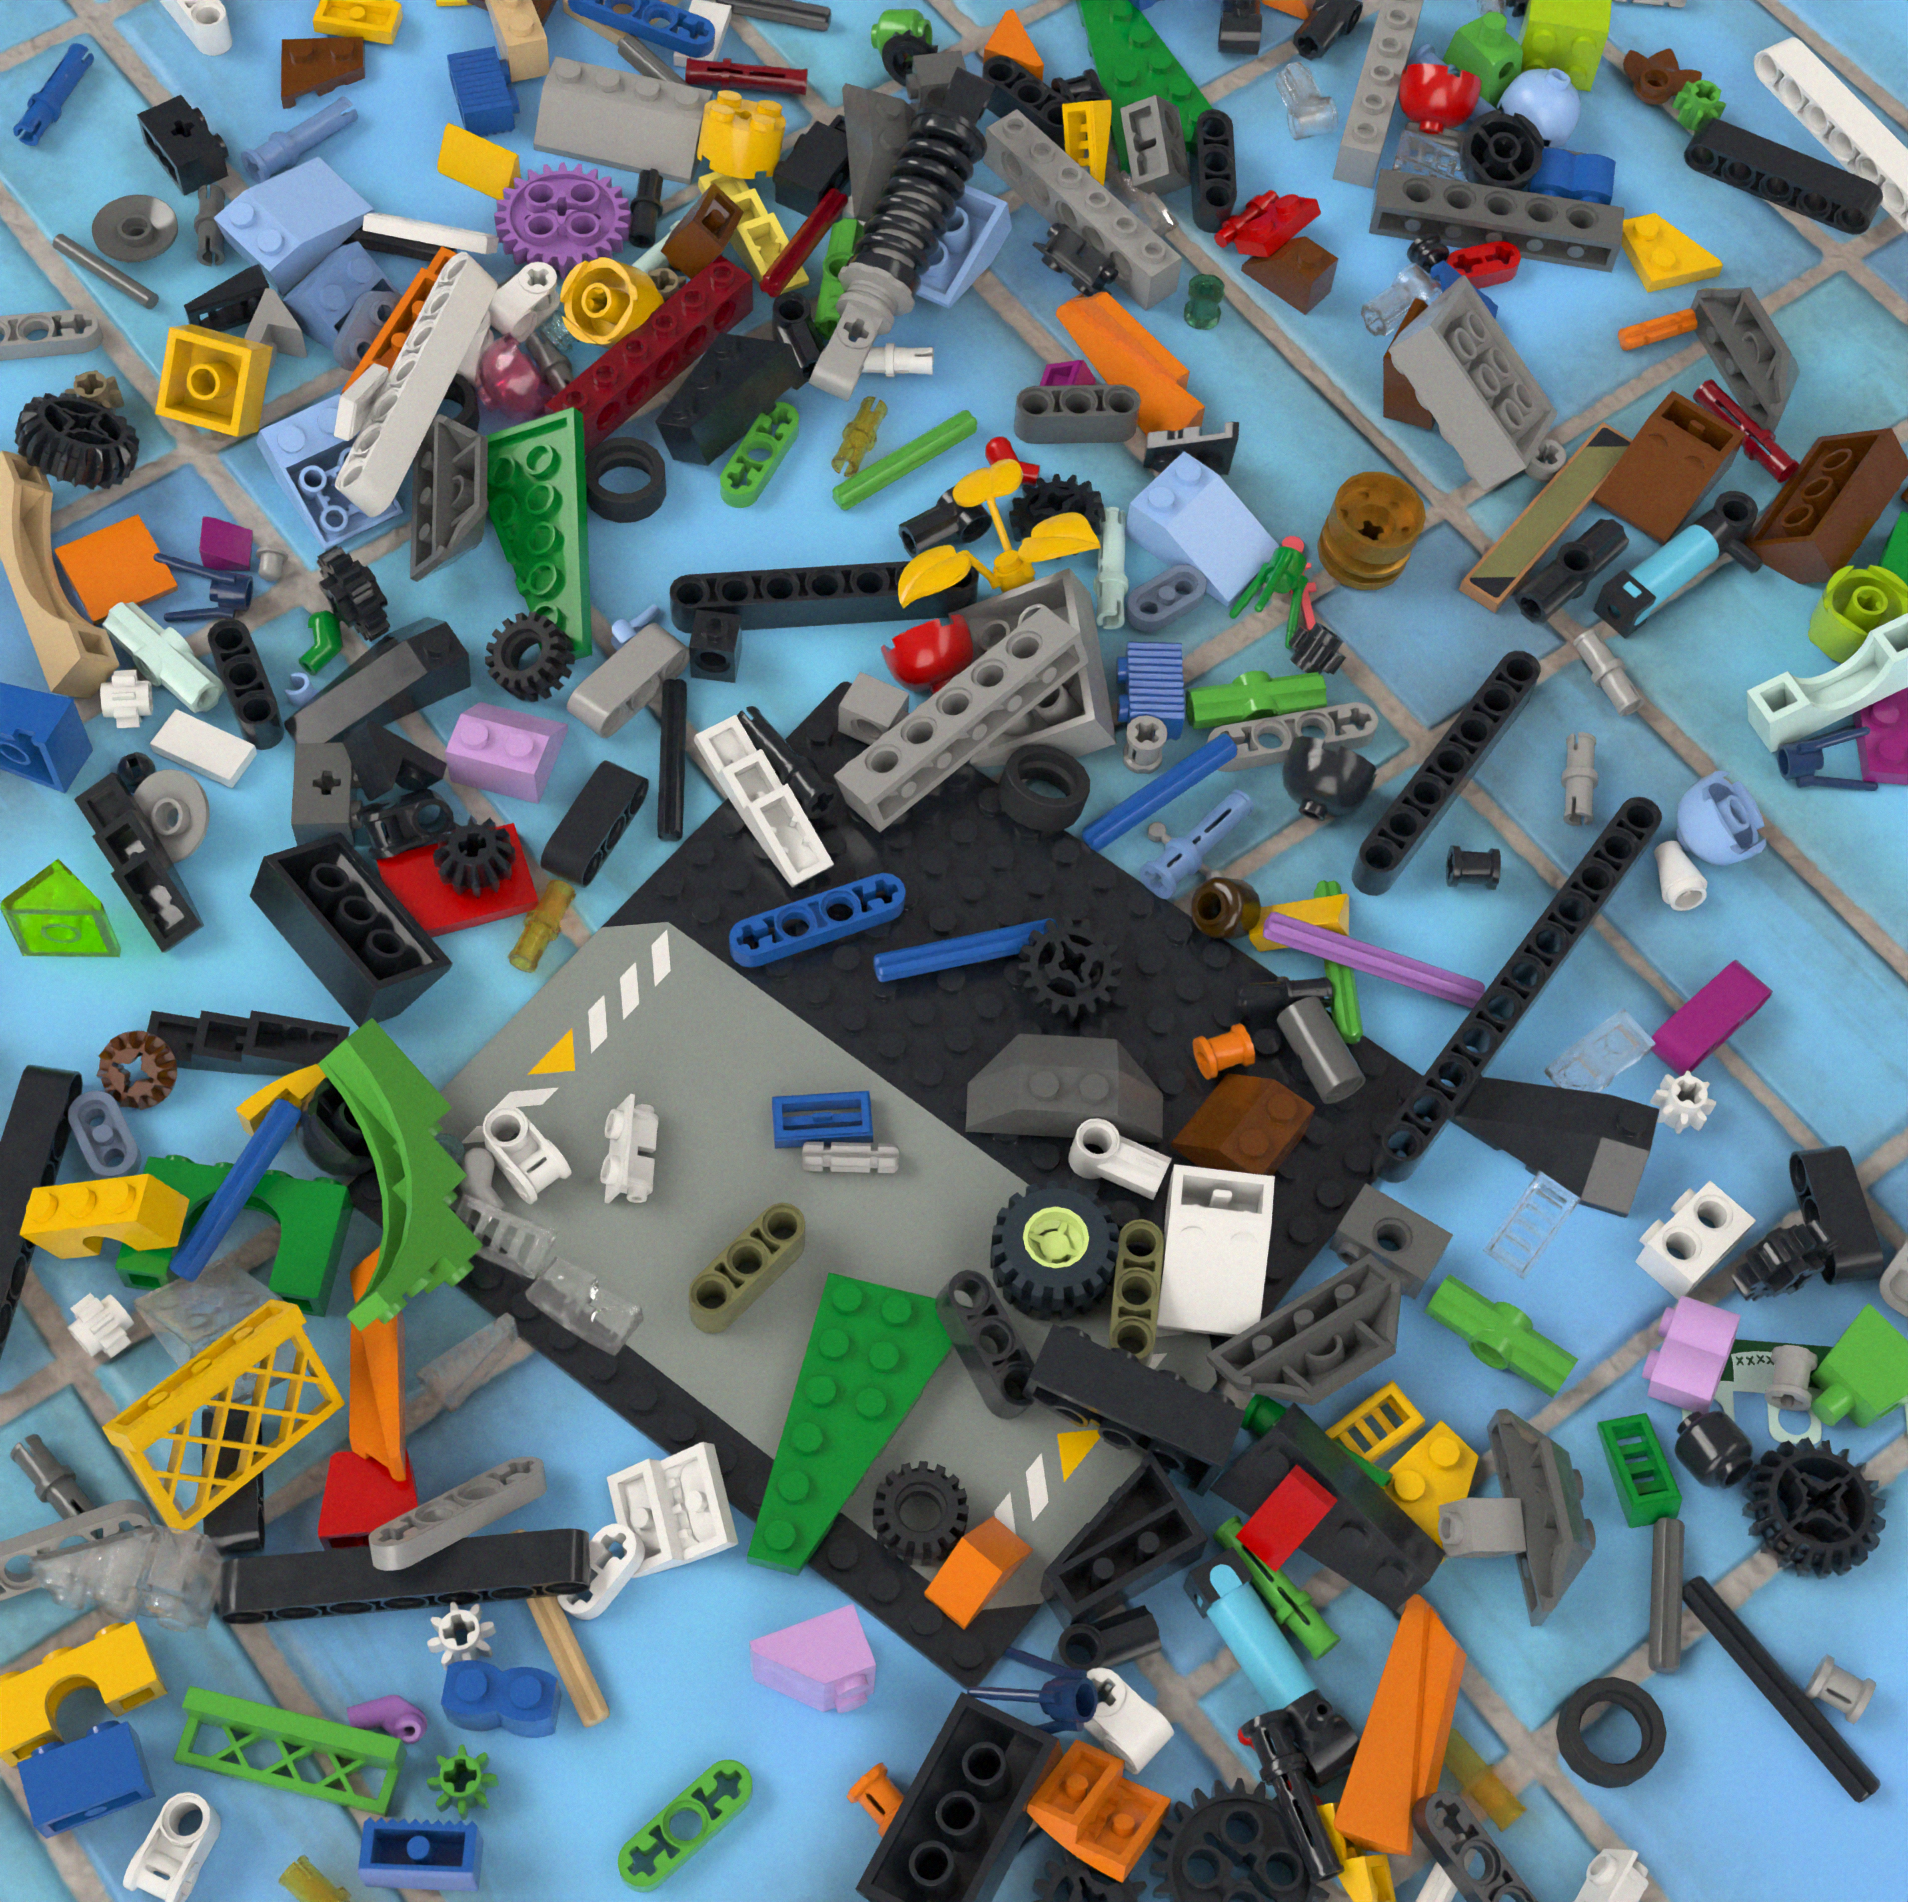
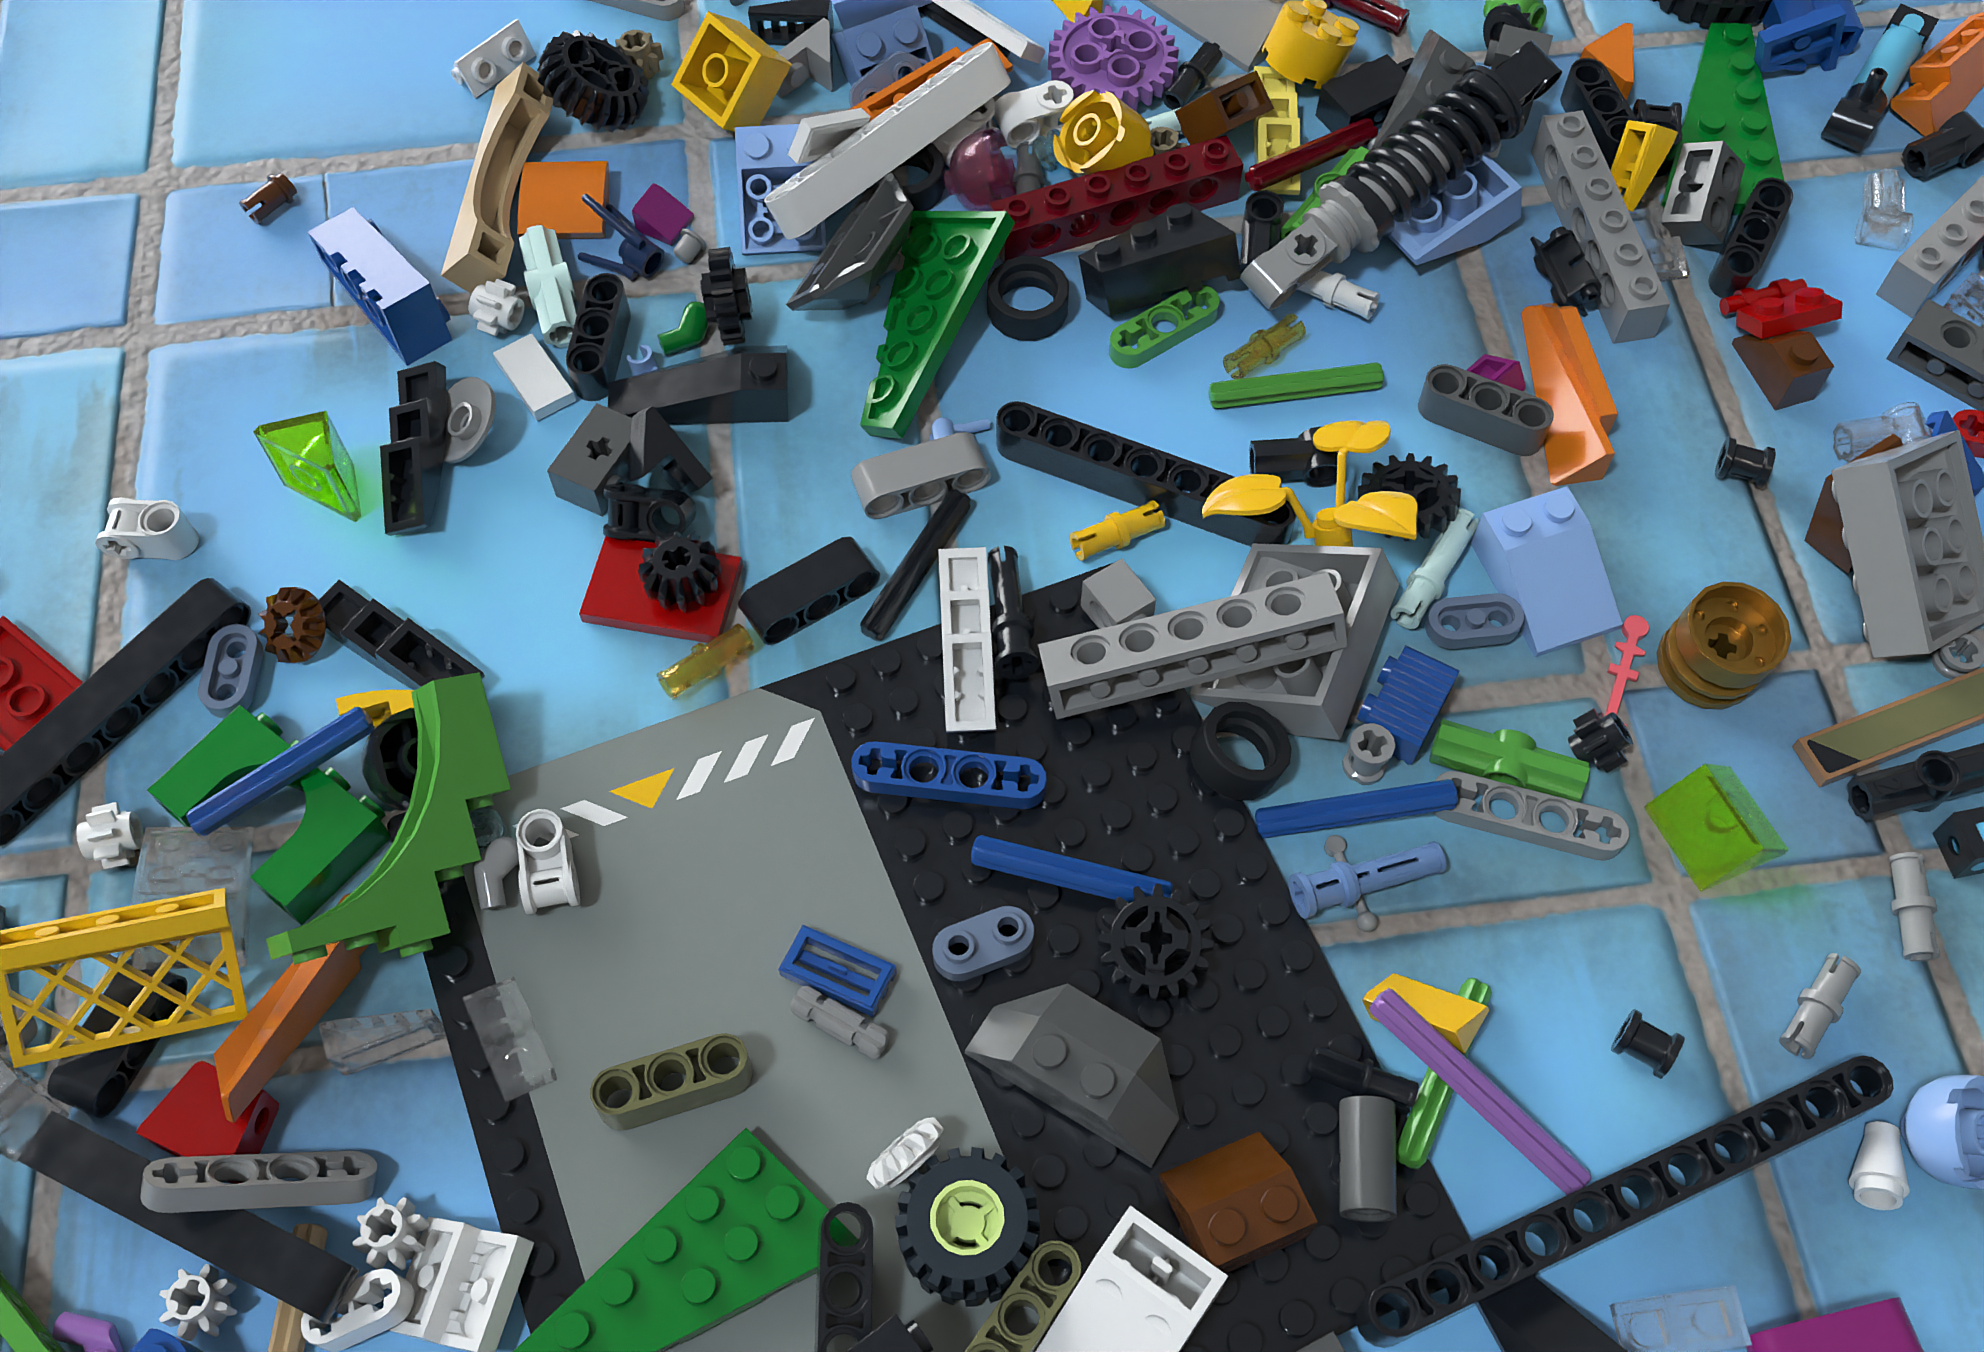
camera: 35 degrees right, 0 degrees up
(130, 1209) = (163, 740): yellow arch -> none
(132, 760) = (474, 364): black hinge -> none
(348, 928) = (539, 585): black slope -> none
(504, 751) = (774, 488): lavender slope -> none
(515, 641) = (856, 428): black tyre -> none
(539, 1251) = (509, 947): clear slope -> none
(576, 1497) = (380, 1222): none -> white gear
(623, 1168) = (629, 927): white hinge -> none
(715, 646) = (1014, 478): black brick -> none
(829, 652) = (1117, 530): none -> yellow pin
(930, 654) = (1204, 571): red cylinder -> none
(932, 1036) = (986, 946): none -> sand blue plate
(972, 1223) = (905, 1154): none -> white gear
(1001, 448) = (1400, 441): red arm -> none
(1122, 1160) = (1095, 1169): white piece -> none
(1203, 309) = (1676, 350): clear green bush -> none
(1212, 450) = (1597, 498): black wing -> none
(1224, 1051) = (1265, 1107): orange bush -> none
(1225, 908) = (1354, 958): dark brown head -> none
(1280, 576) = (1604, 650): green plant -> none
(1307, 370) = (1745, 462): none -> black bush
(1325, 779) = (1534, 877): black cylinder -> none
(1427, 251) = (1938, 396): black bush -> none
(1431, 678) = (1714, 826): none -> clear neon green slope
(1440, 788) = (1657, 943): black beam -> none

